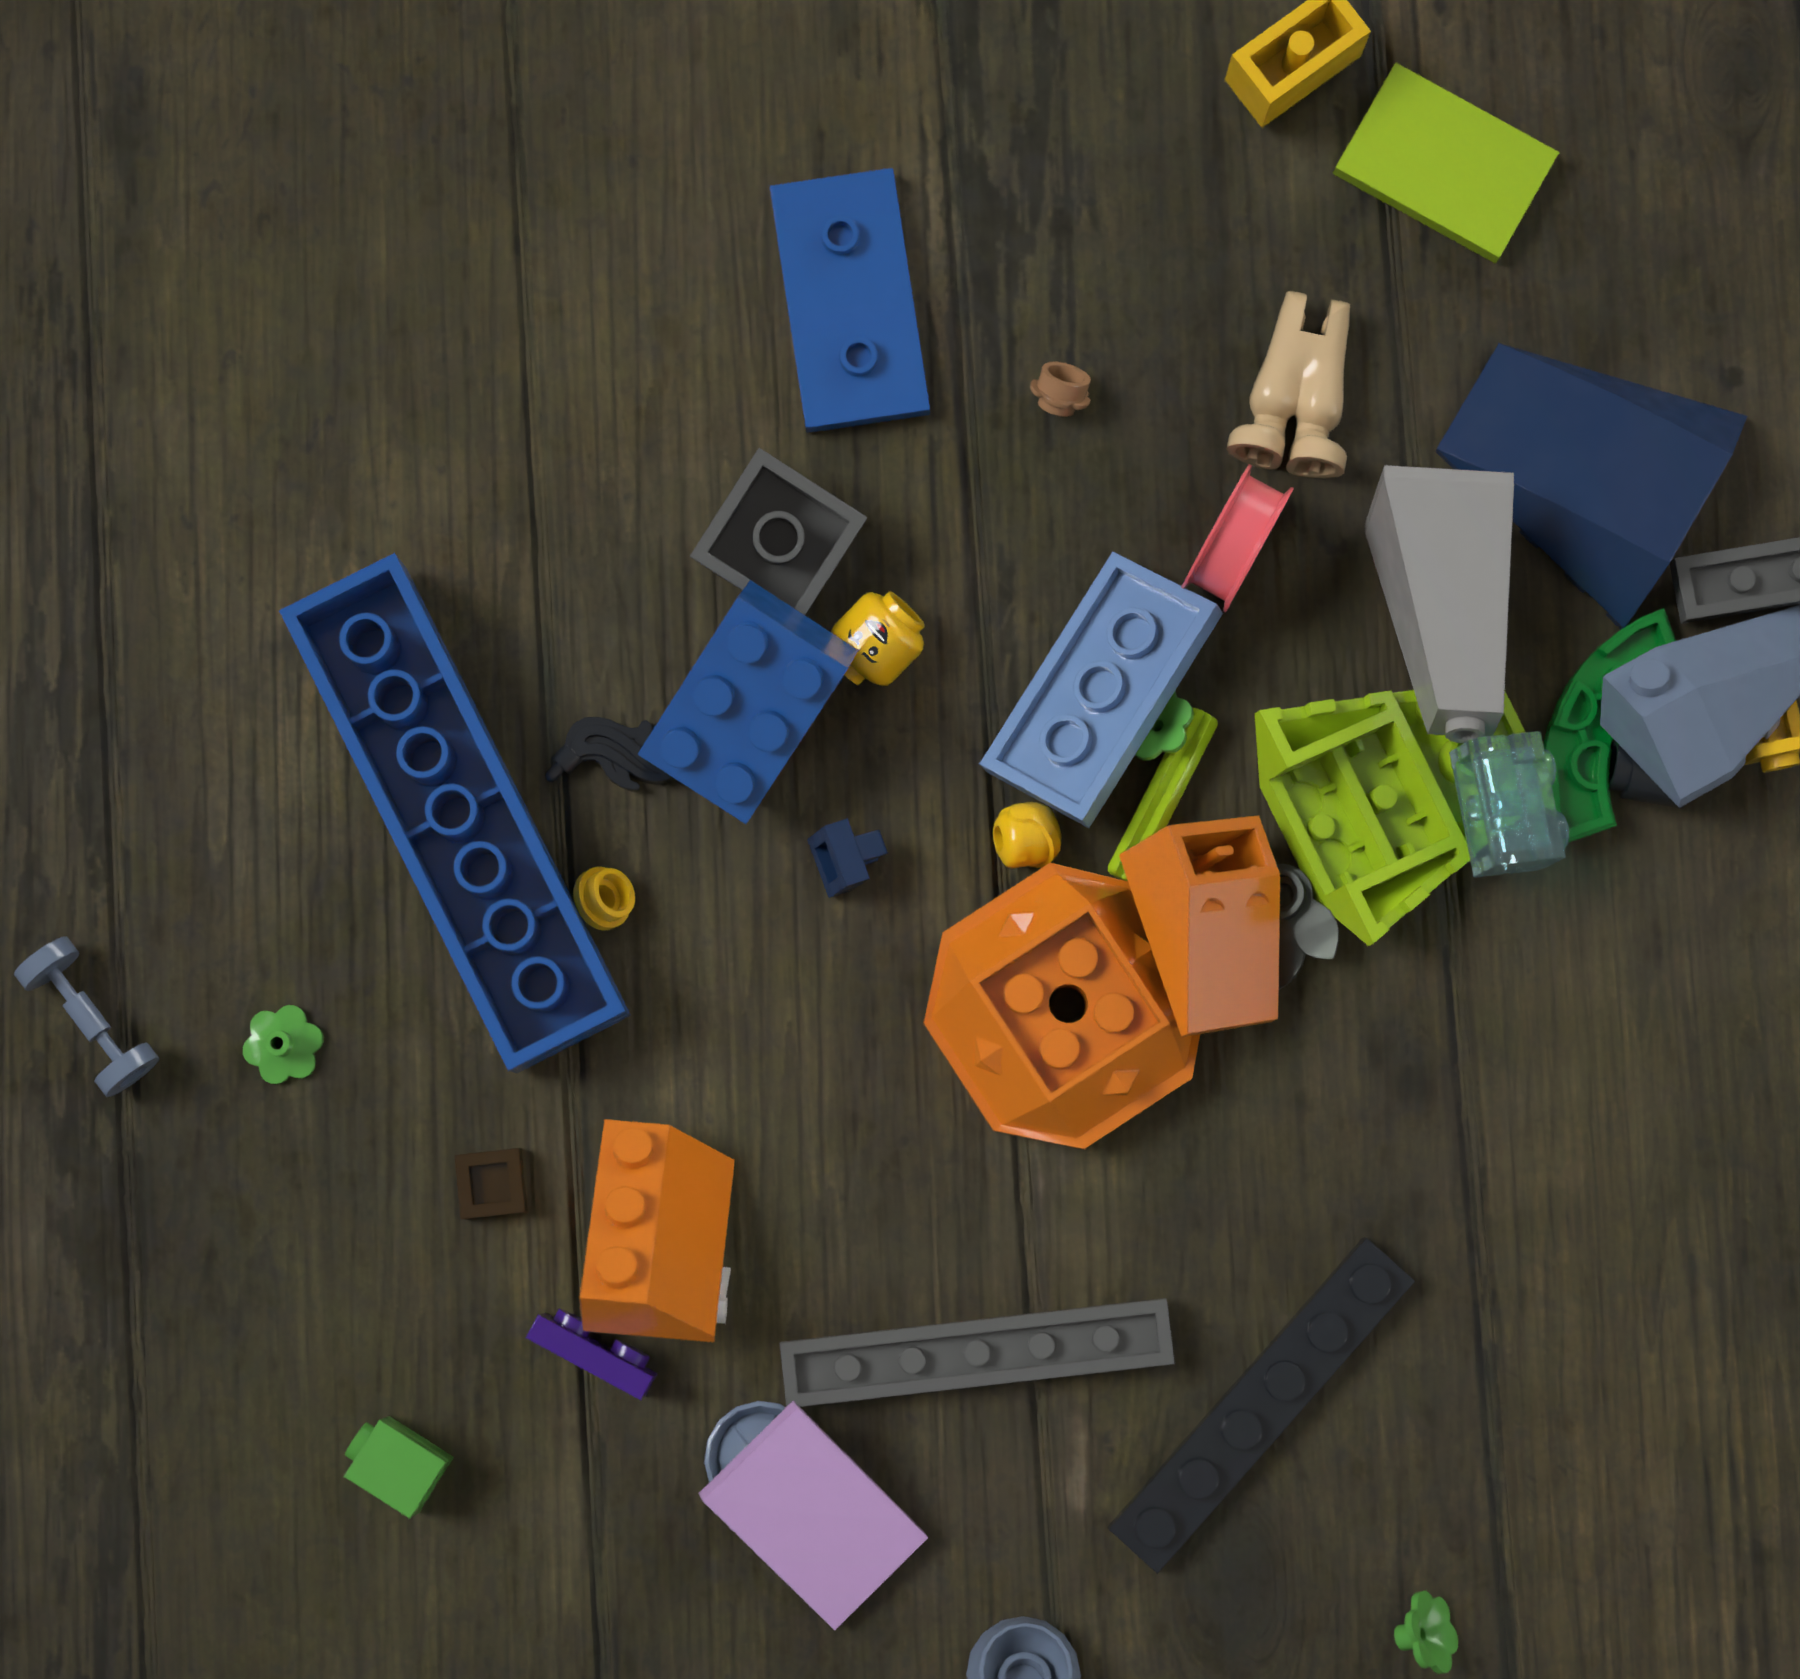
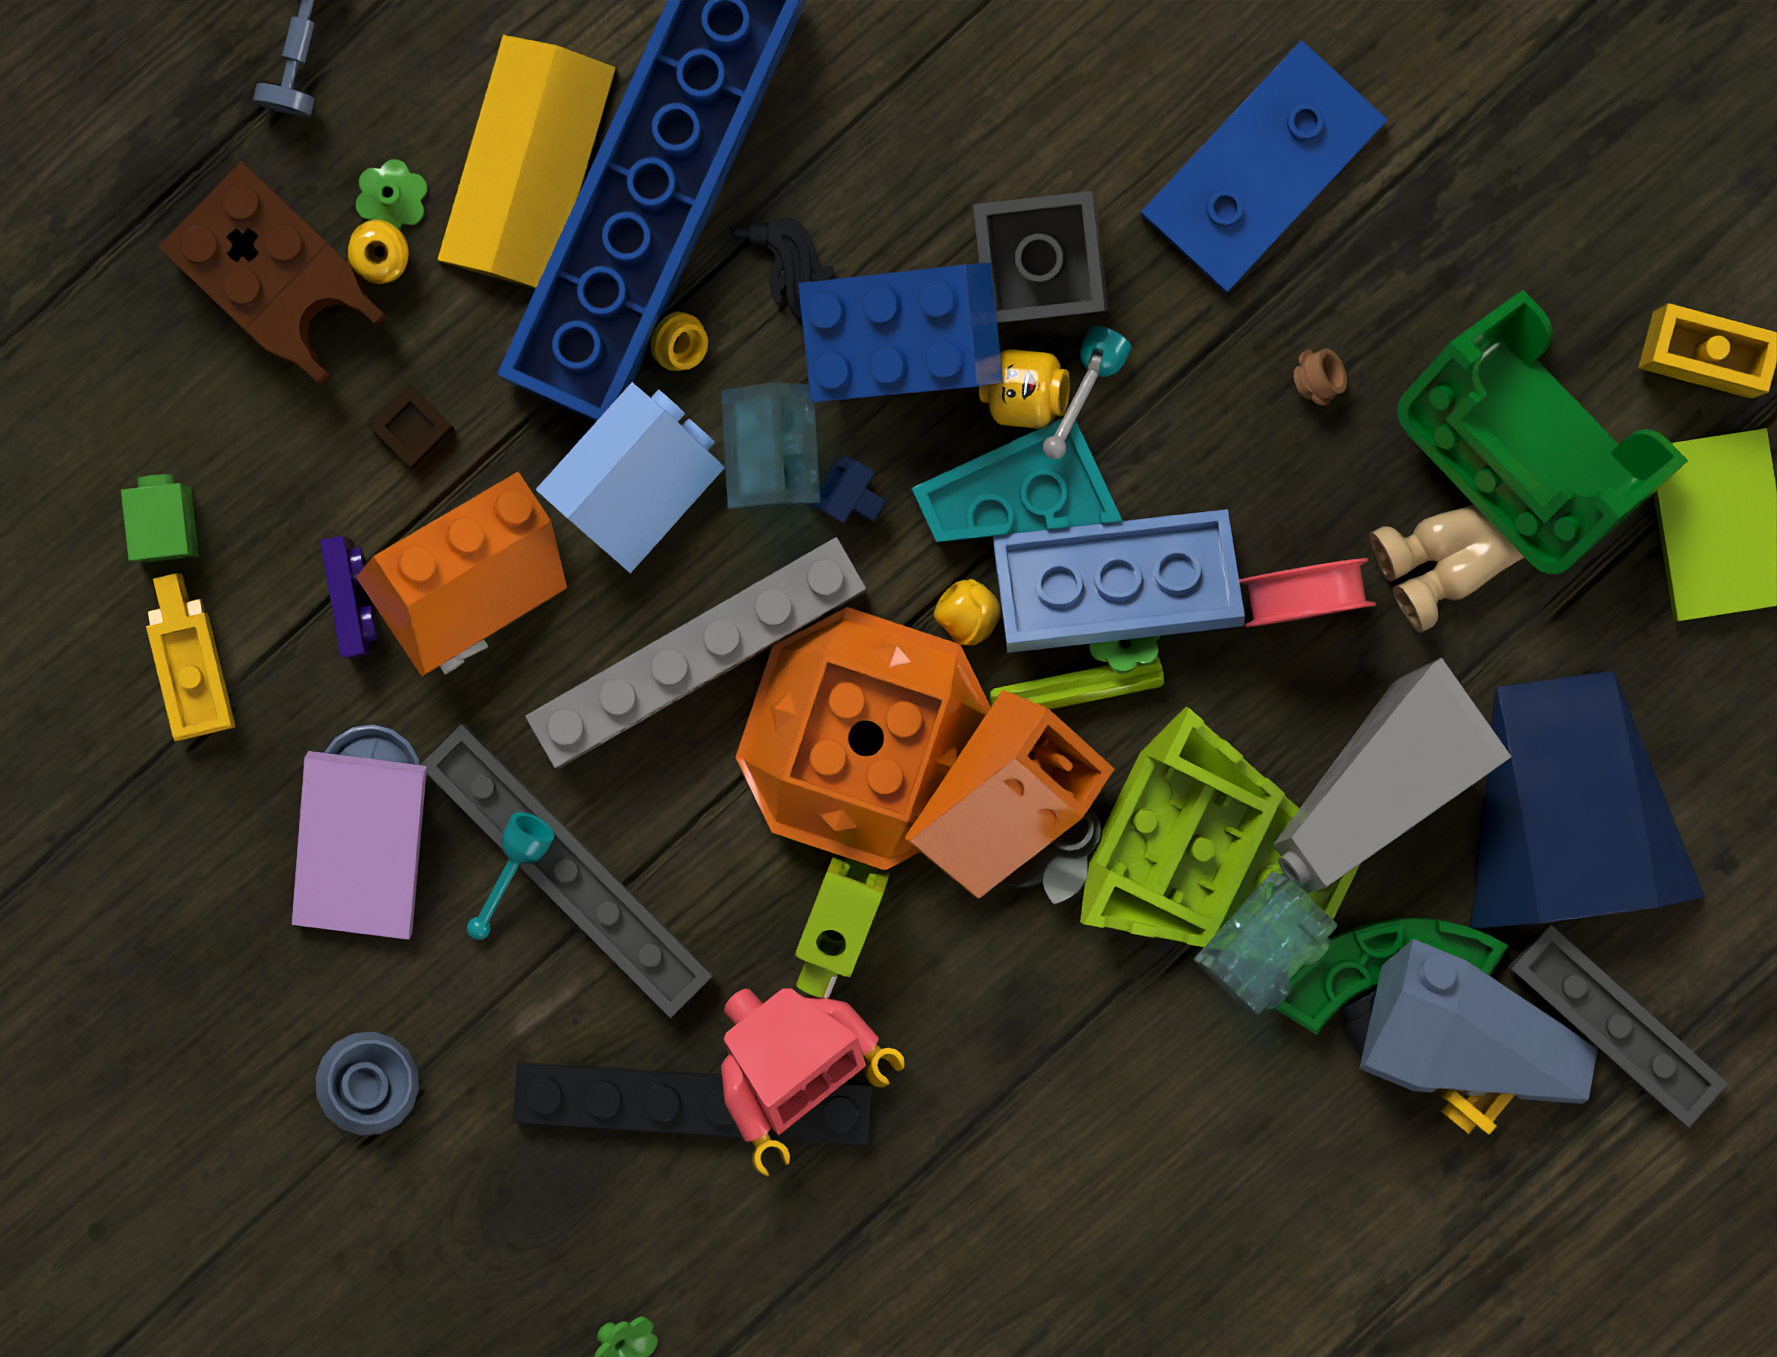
camera: 50 degrees right, 5 degrees up
(282, 1192) = (283, 284): none -> reddish brown brick
(310, 1106) = (363, 254): none -> yellow piece
(346, 906) = (526, 160): none -> yellow slope
(537, 1539) = (187, 662): none -> yellow hinge
(686, 1024) = (633, 475): none -> light blue brick
(752, 894) = (770, 446): none -> clear light blue brick
(879, 1091) = (696, 653): none -> light grey brick
(899, 554) = (1102, 355): none -> hinge
(923, 1368) = (523, 841): none -> teal hinge
(956, 708) = (1018, 491): none -> teal wing
(1193, 1132) = (845, 905): none -> lime torso
(1258, 264) = (1526, 443): none -> green windscreen
(1292, 1288) = (790, 1059): none -> coral torso

